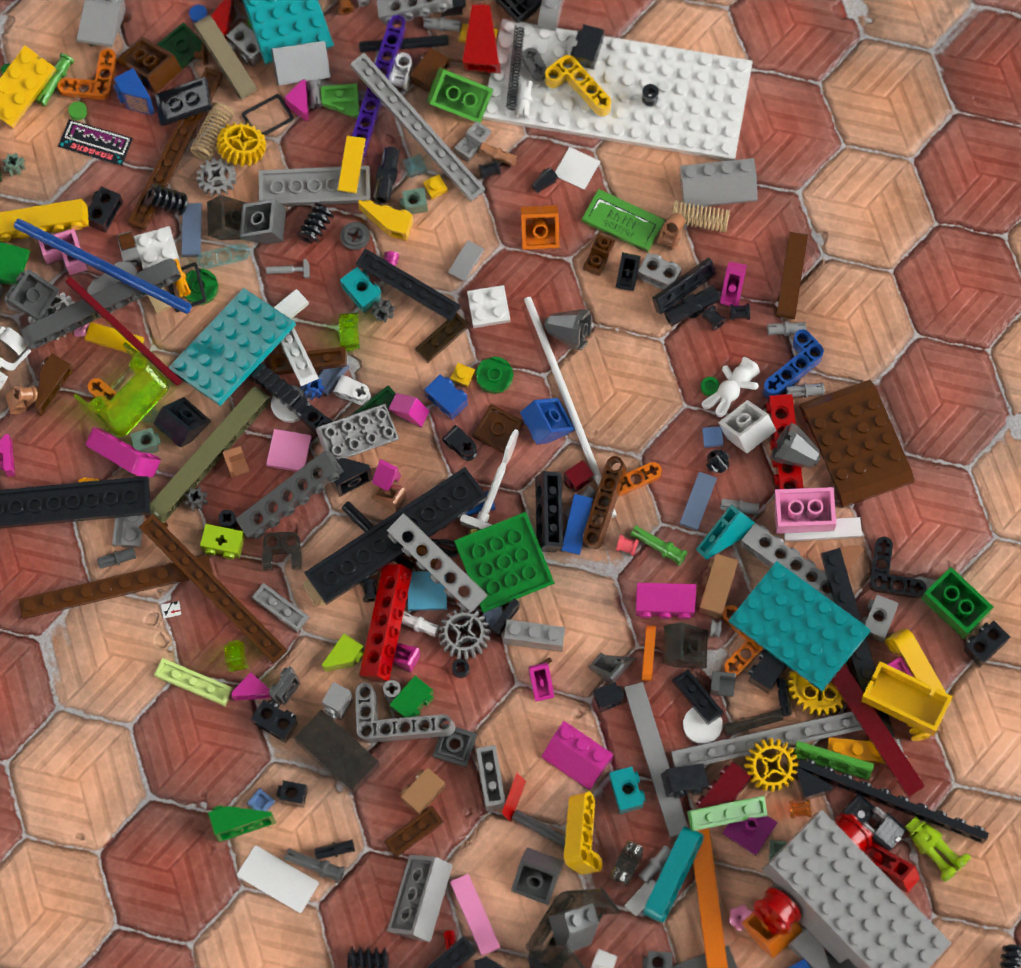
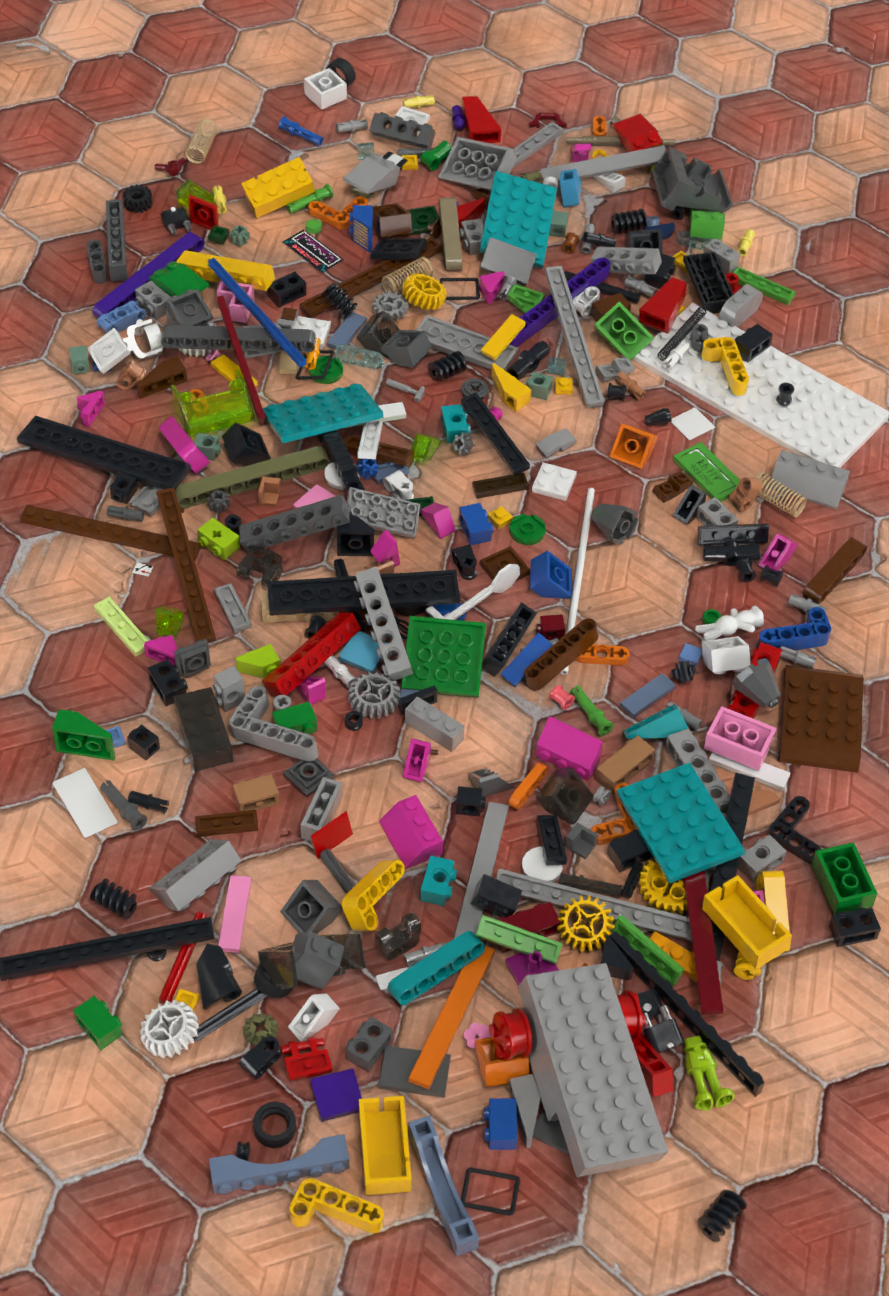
camera: 25 degrees right, 20 degrees down
(94, 525) = (123, 488): none -> black brick

